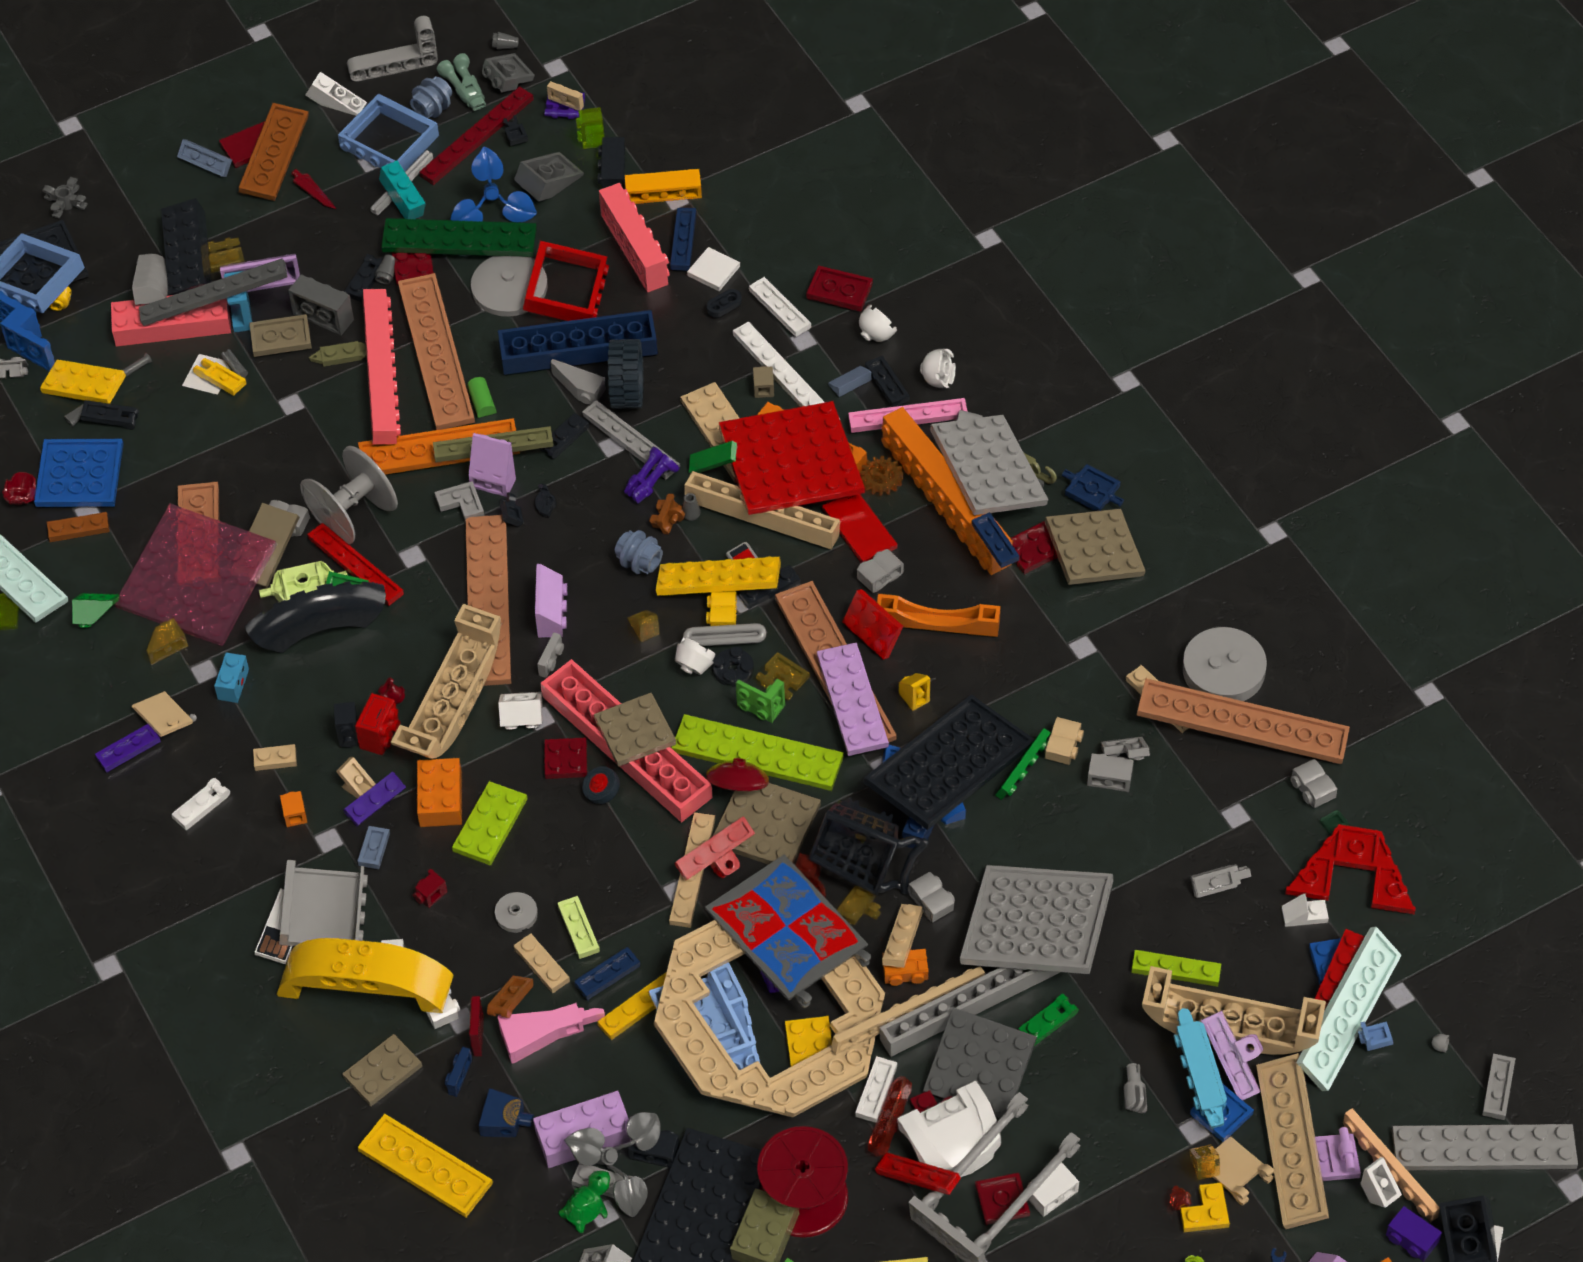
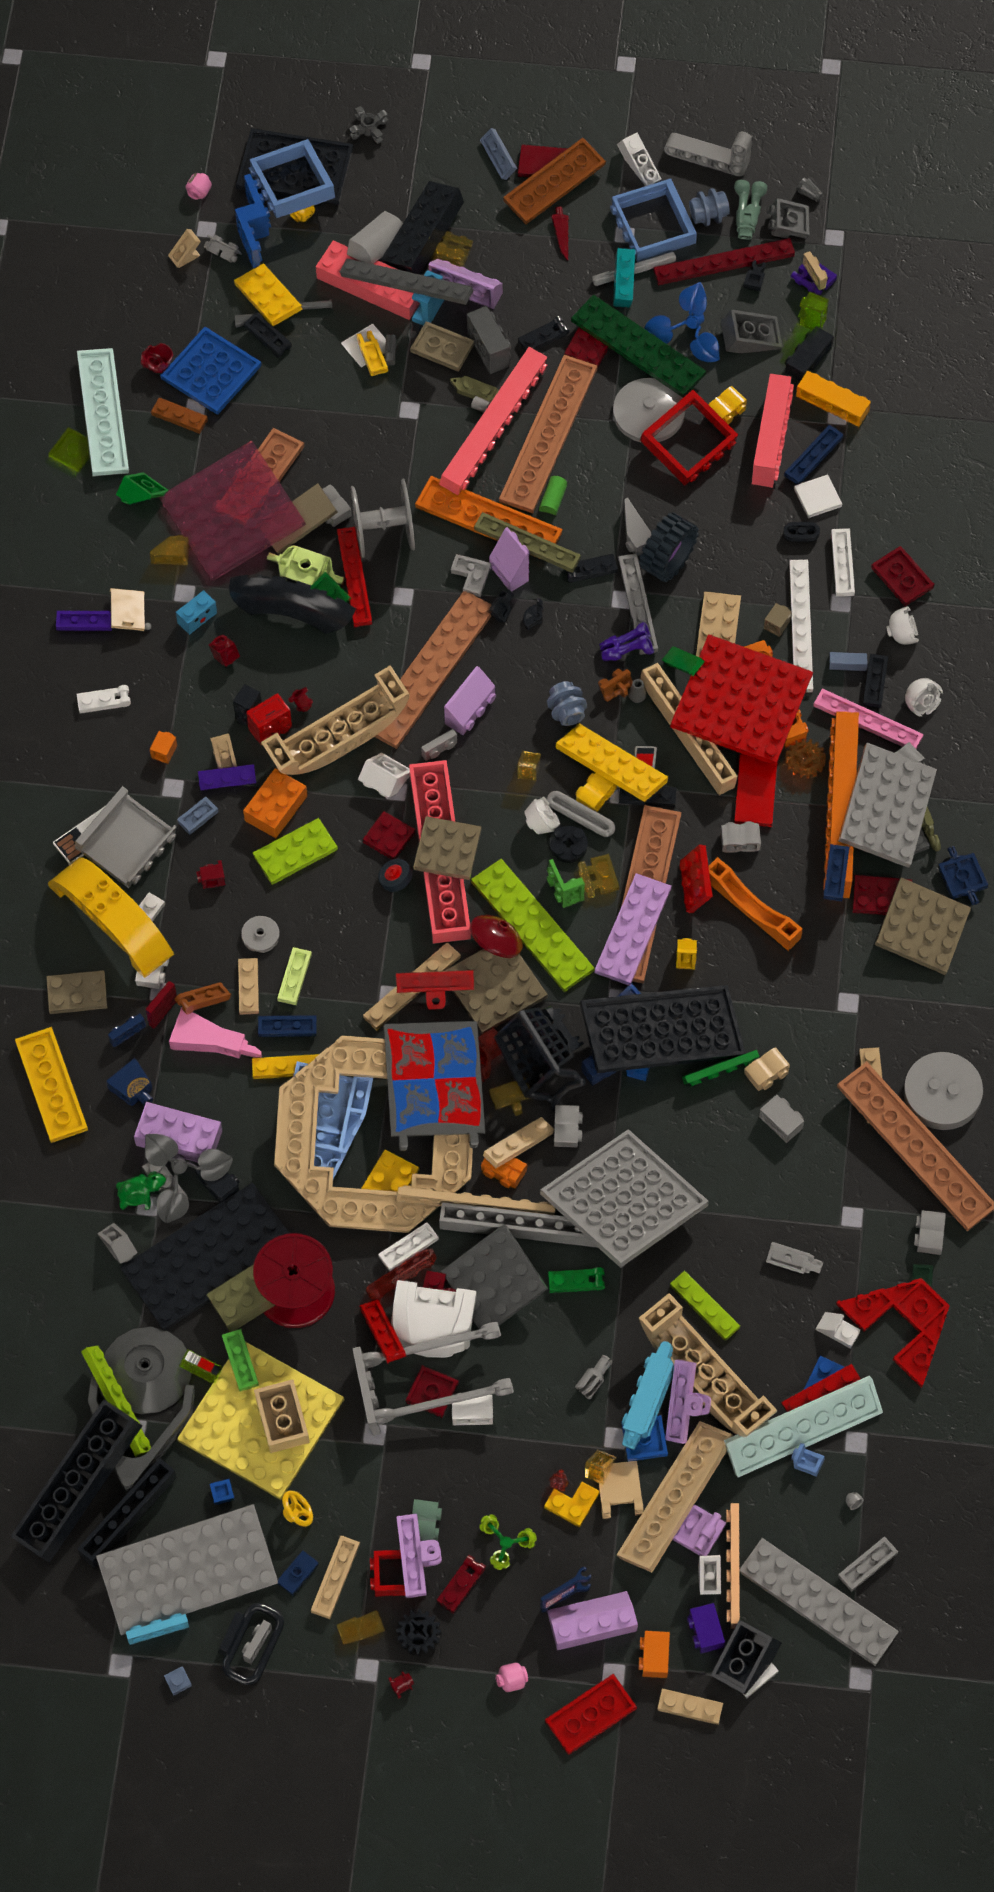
camera: 35 degrees right, 10 degrees up
(275, 757) = (182, 696): tan plate -> none
(285, 693) = (224, 650): none -> dark red brick
(355, 362) = (480, 404): none -> light grey hinge
(385, 270) = (562, 339): dark grey cone -> none
(573, 341) = (658, 493): dark blue brick -> none
(578, 237) = (729, 404): none -> yellow brick
(1134, 748) = (813, 1109): light grey plate -> none

